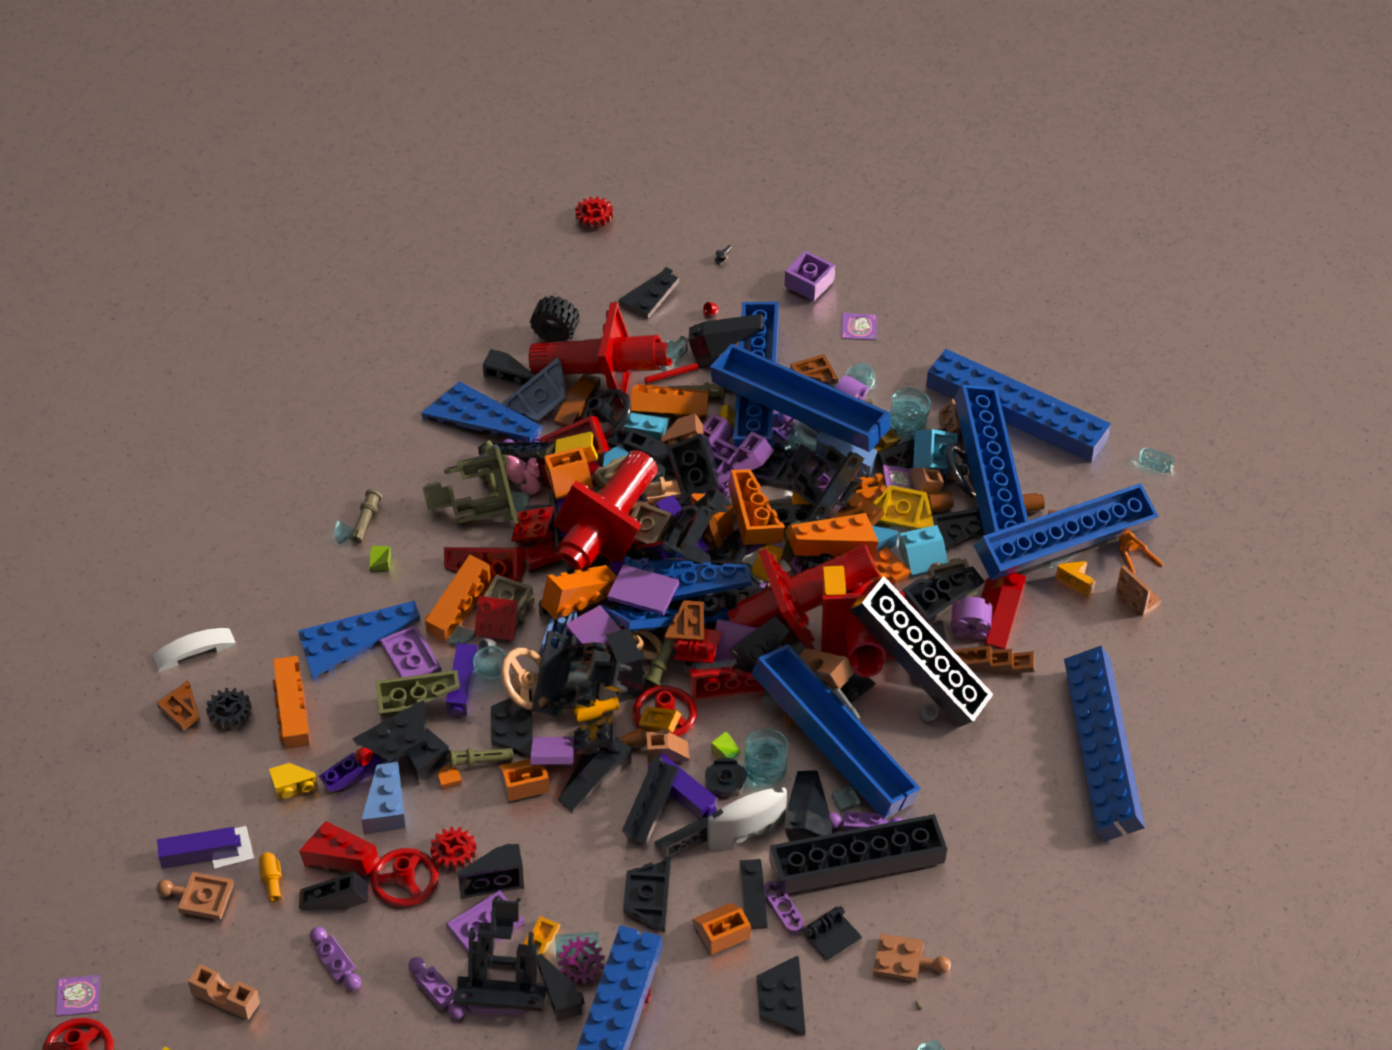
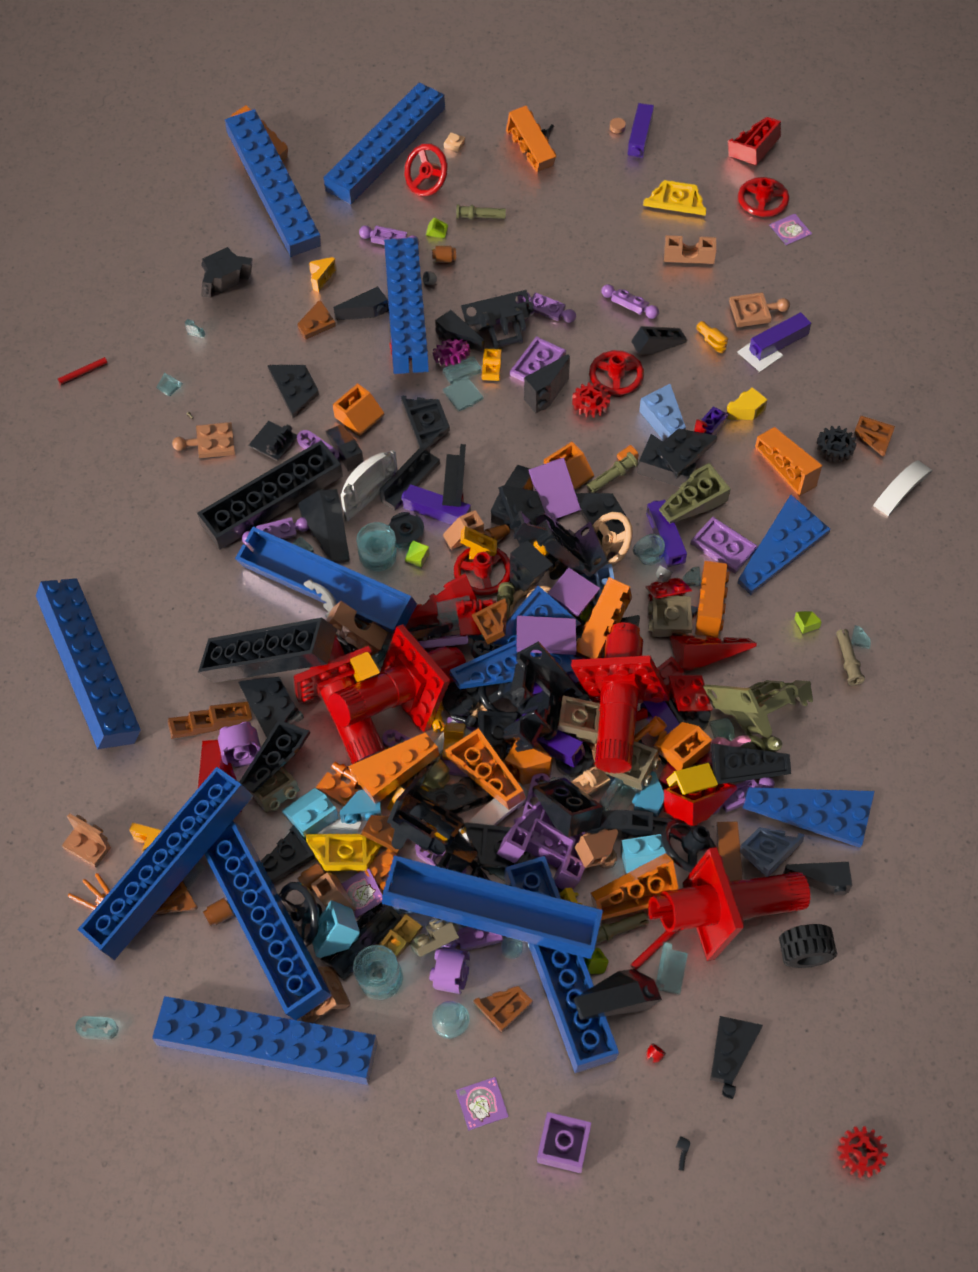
camera: 160 degrees right, 10 degrees up
(339, 850) = (672, 364): red wedge -> none
(590, 916) = (463, 394): none -> clear light blue piece

